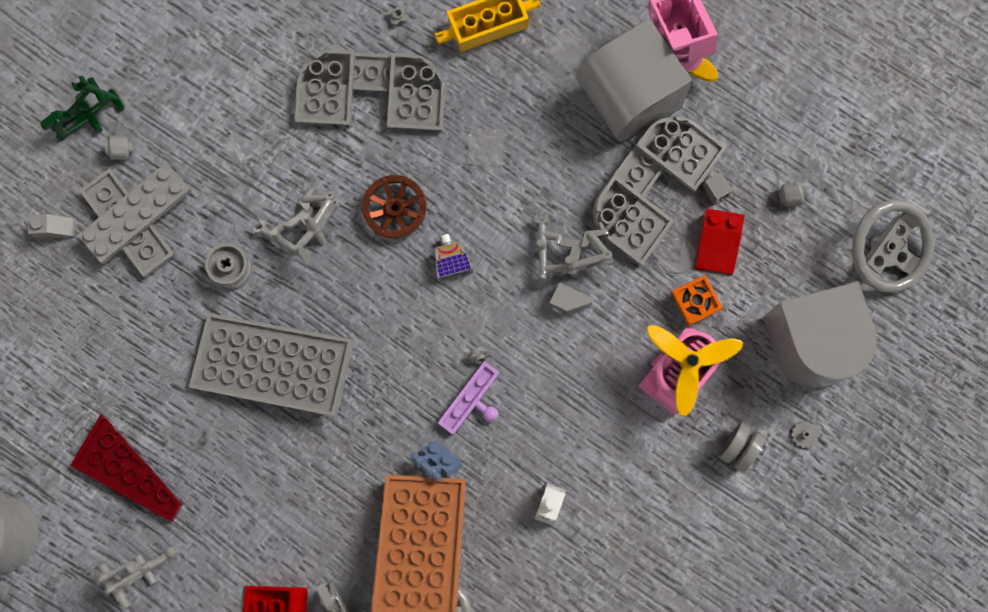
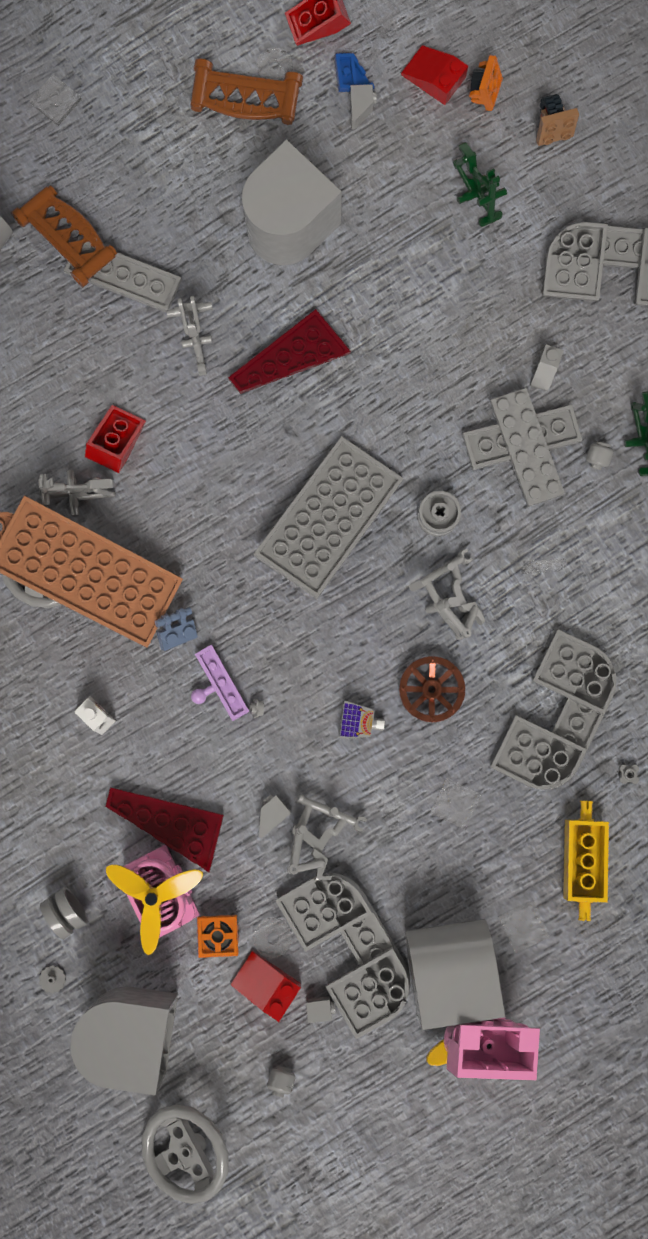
camera: 110 degrees right, 5 degrees up
(617, 376) = (178, 826): none -> dark red wing

